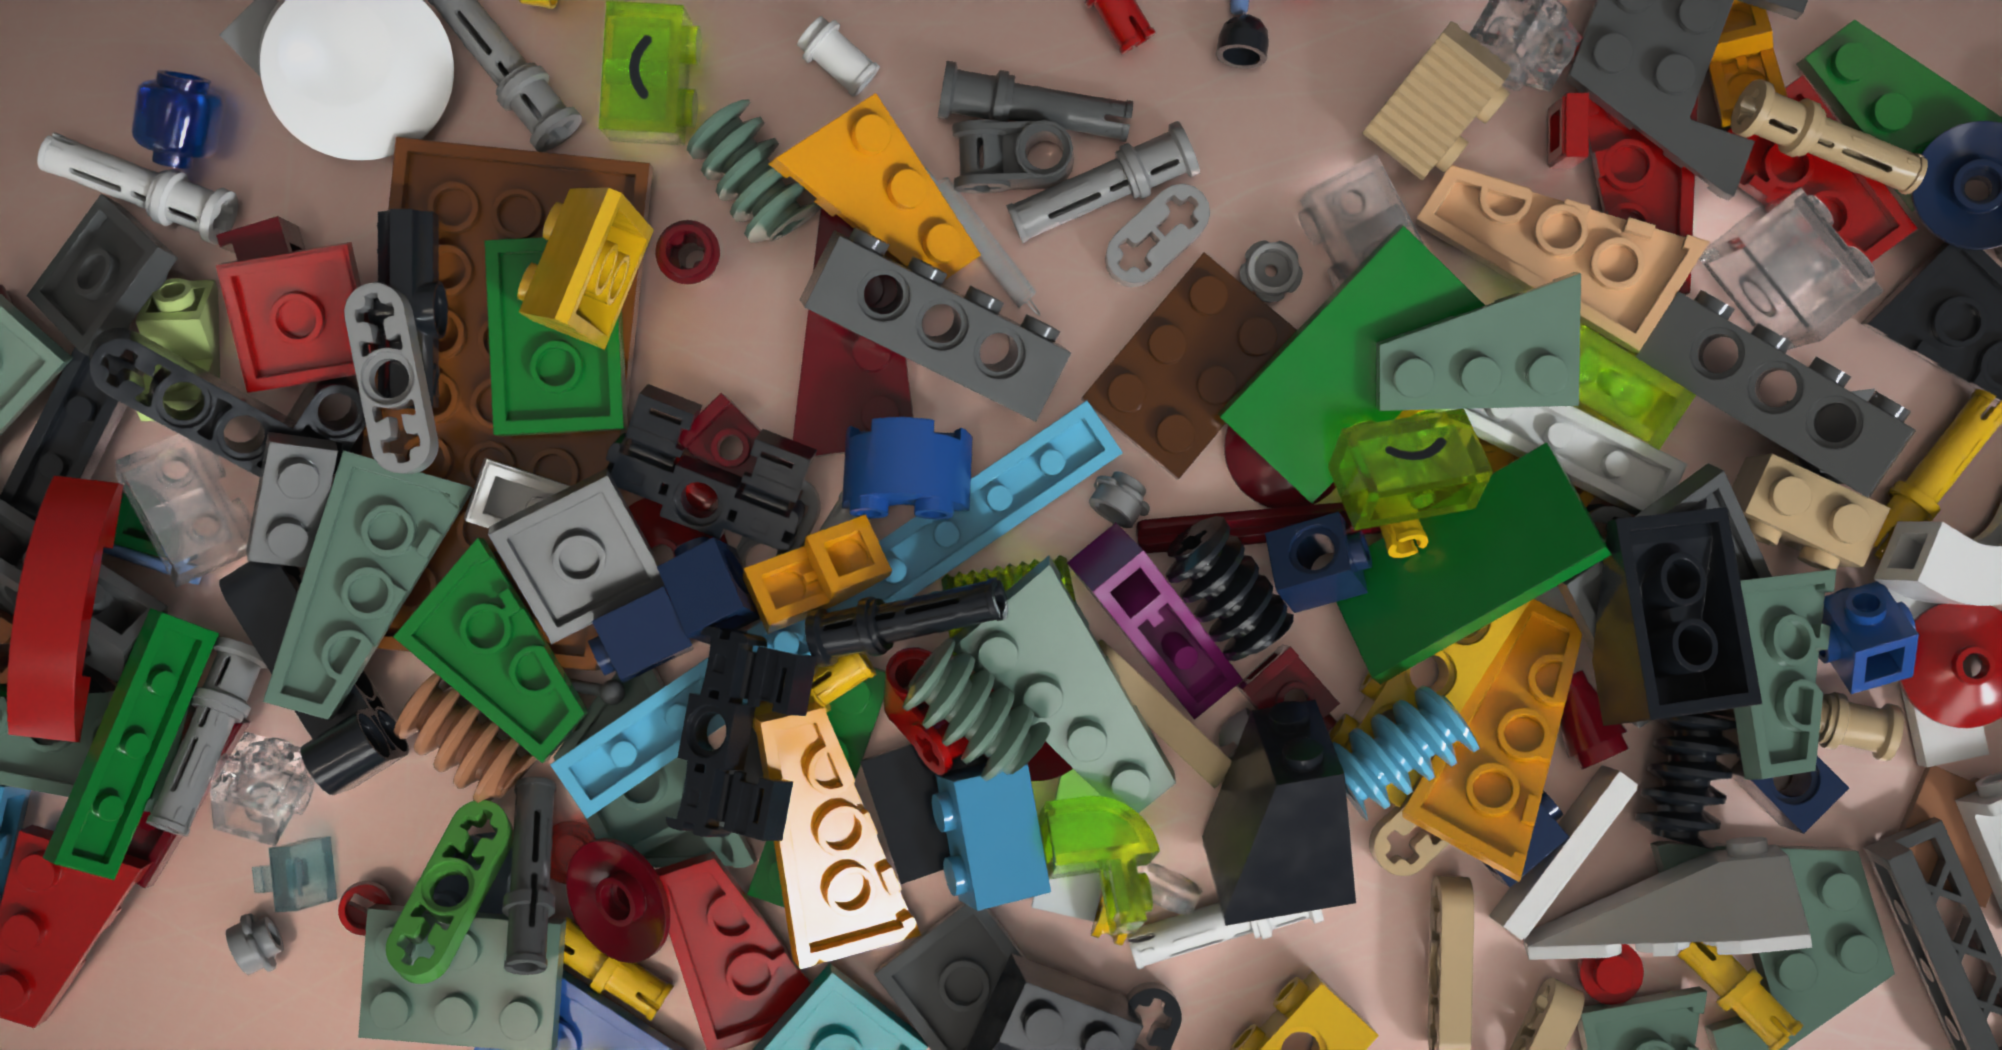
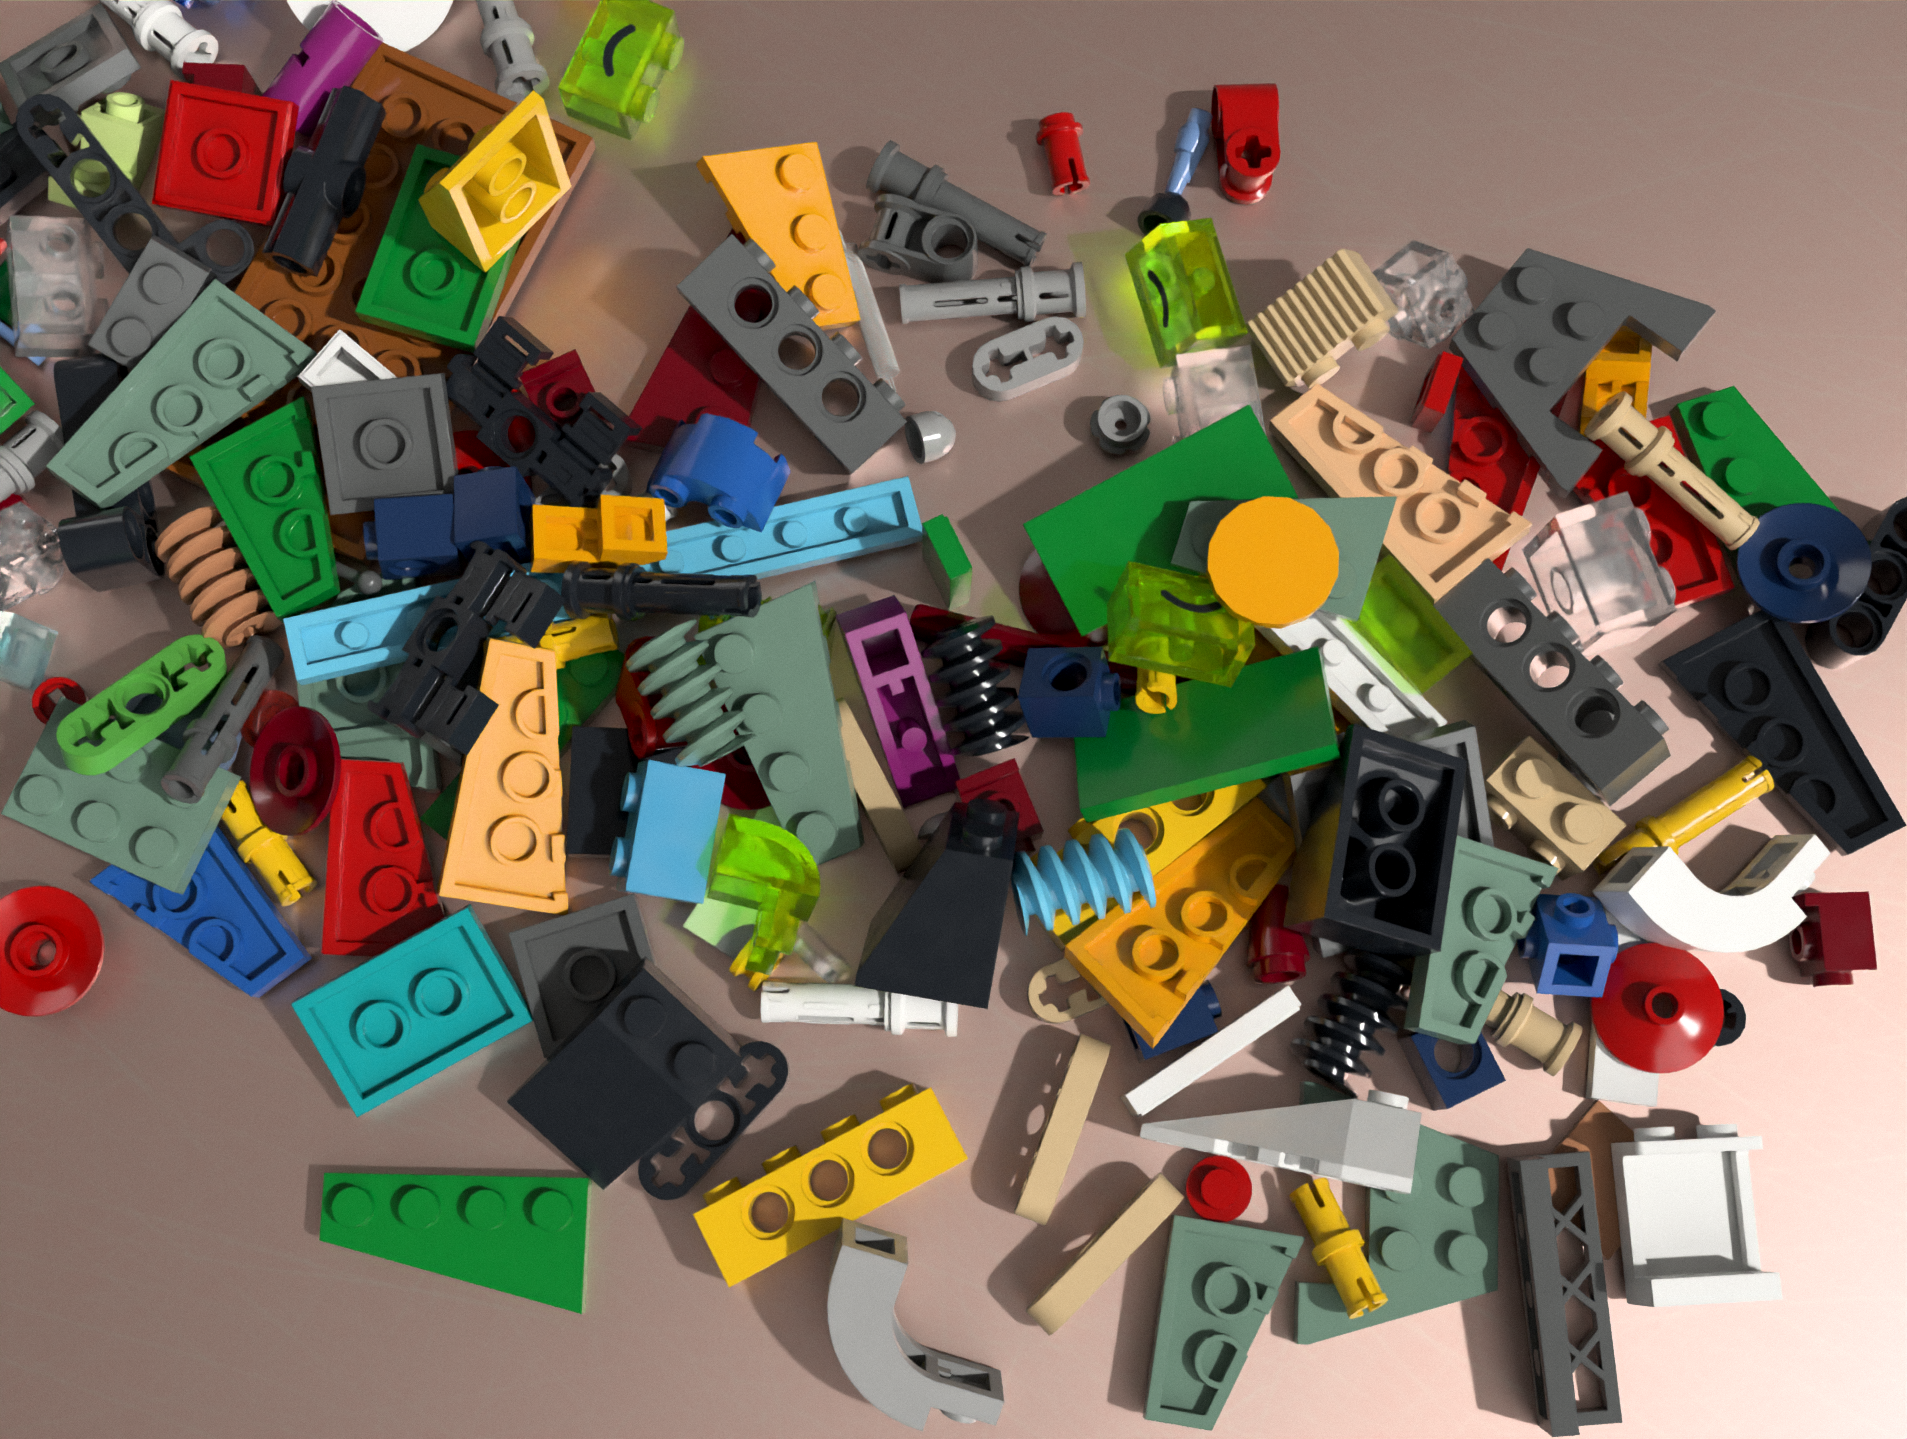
camera: 15 degrees right, 10 degrees down
(355, 186) = (329, 58): none -> magenta pin
(397, 327) = (271, 198): light grey beam -> none
(678, 242) = (595, 221): dark red cone -> none
(747, 176) = (678, 197): sand green piece -> none
(837, 55) = (790, 95): white pin -> none
(1091, 349) = (929, 435): none -> light grey hinge
(1119, 499) = (906, 577): light grey plate -> none
(1160, 479) = (946, 561): none -> green tile
(1188, 365) = (1011, 477): reddish brown plate -> none
(1293, 119) = (1185, 290): none -> clear neon green brick
(1484, 384) = (1272, 562): none -> light orange tile

